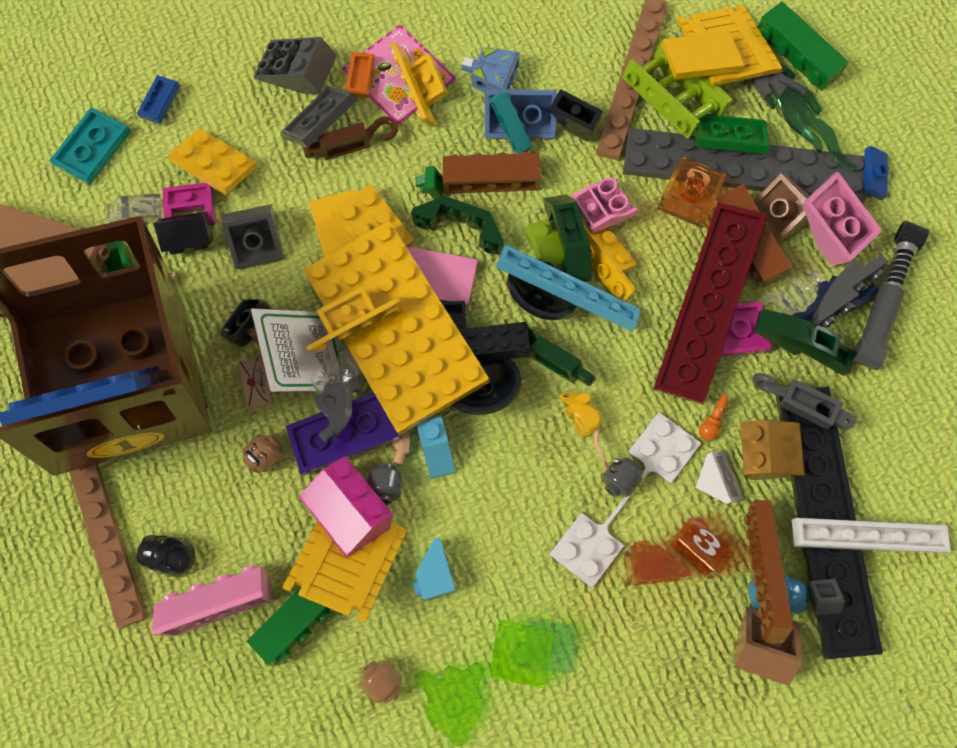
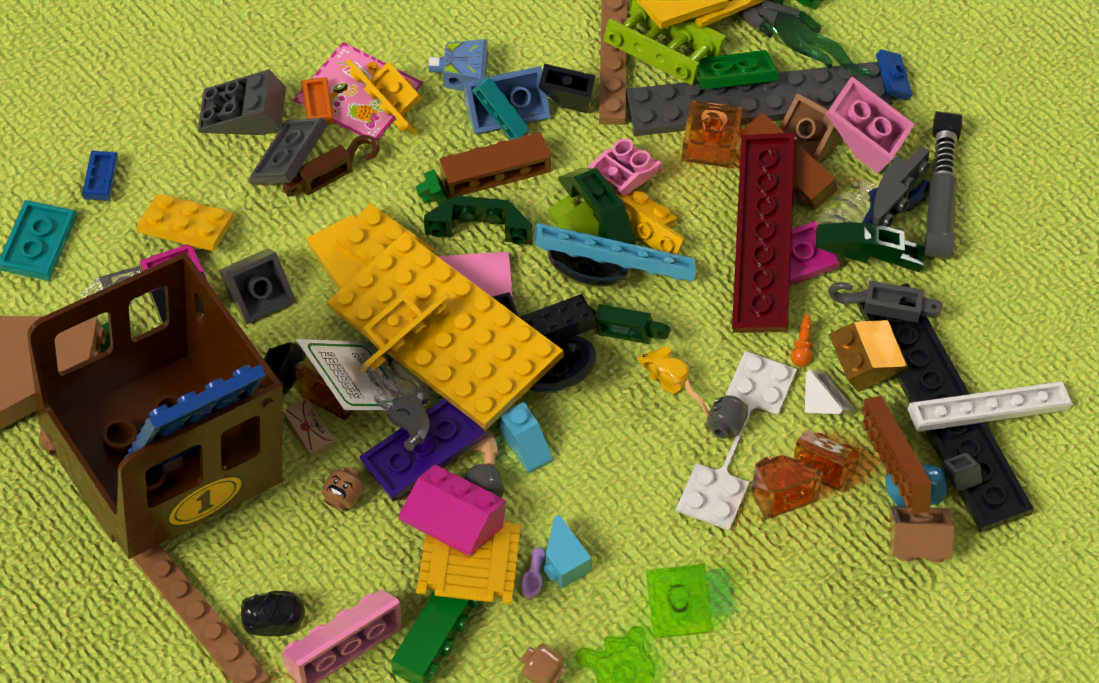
camera: 20 degrees left, 15 degrees down
(399, 588) = (532, 581): none -> lavender piece

